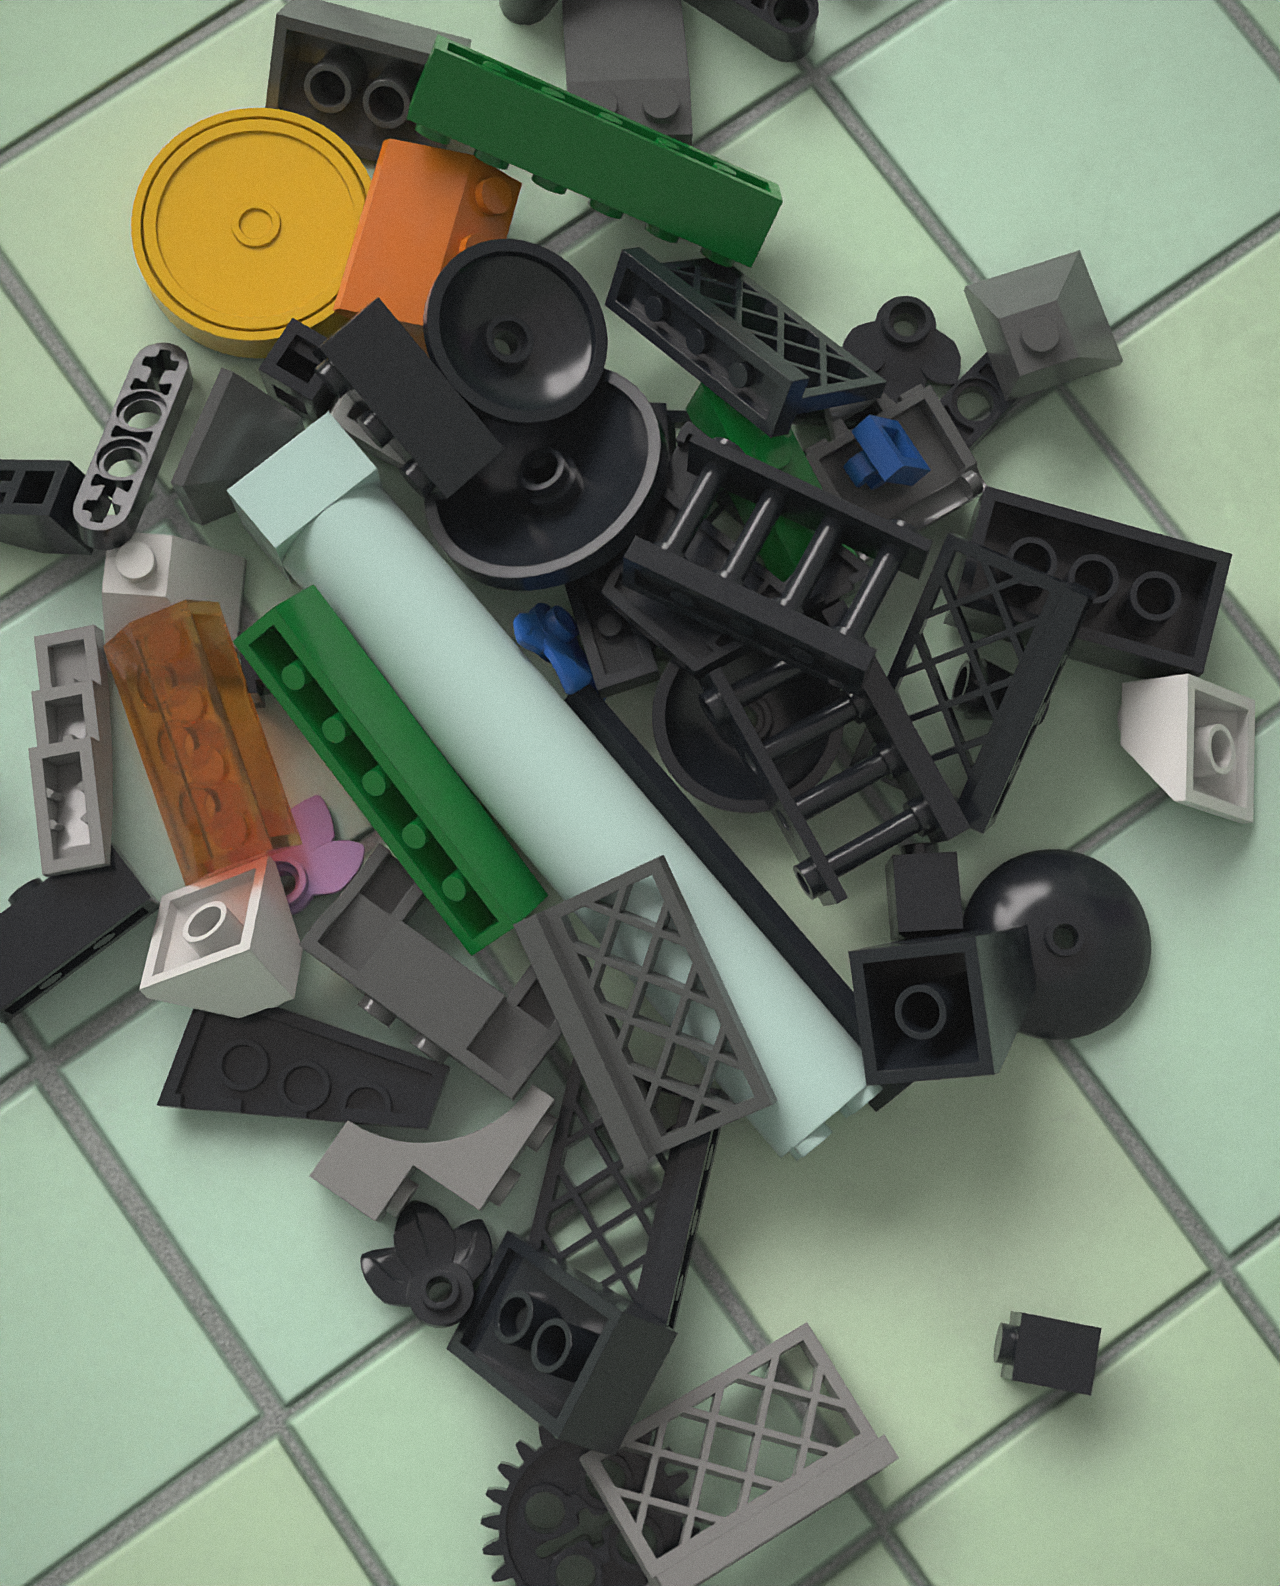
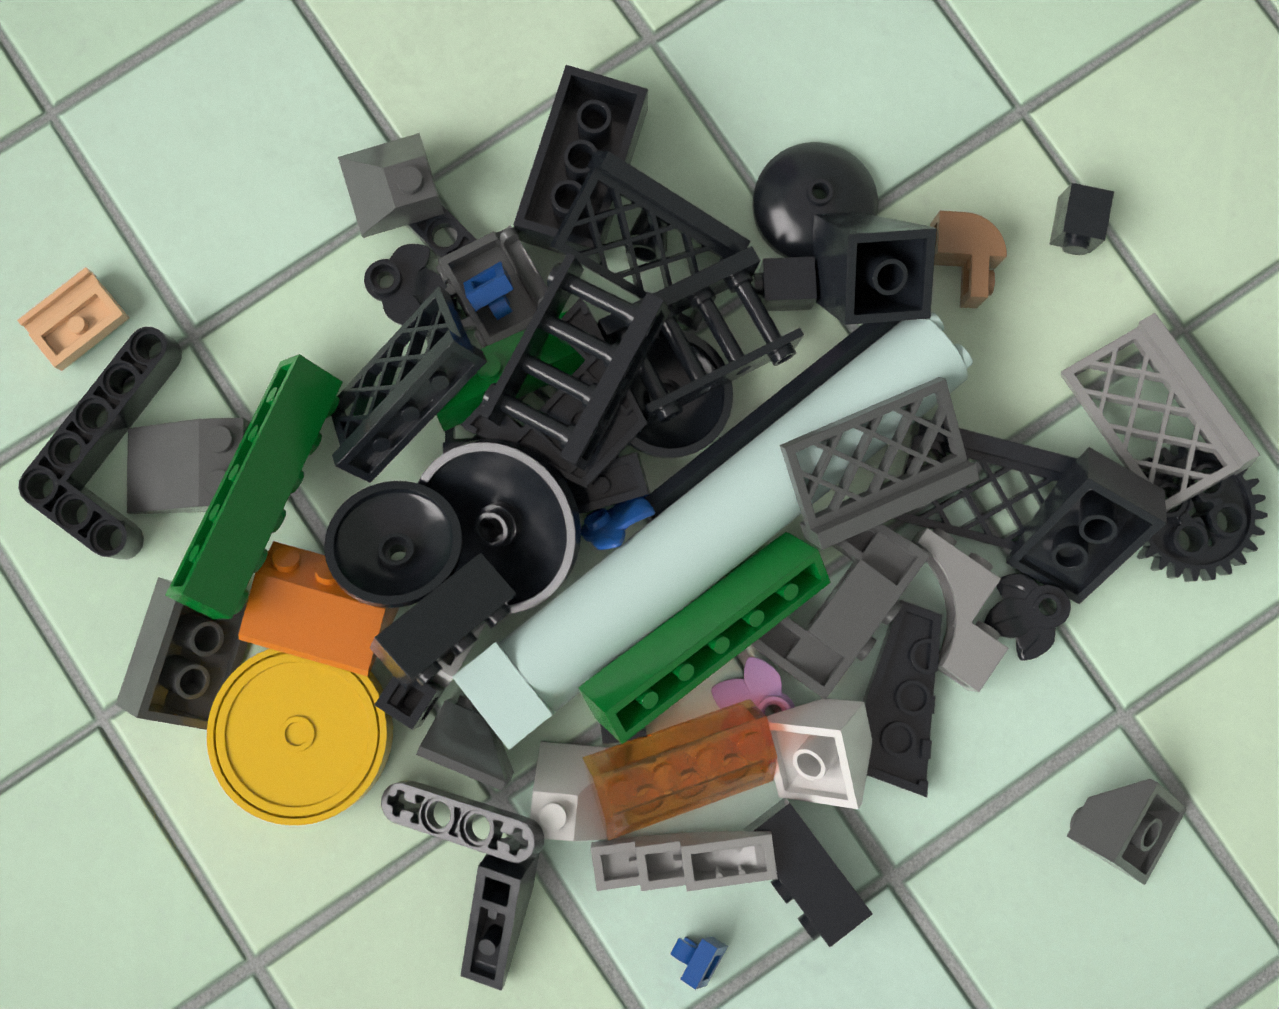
camera: 85 degrees left, 5 degrees up
(105, 1414) = (1128, 826): none -> dark grey slope
(1001, 1175) = (974, 245): none -> medium nougat brick
(1193, 742) = (688, 106): white slope -> none

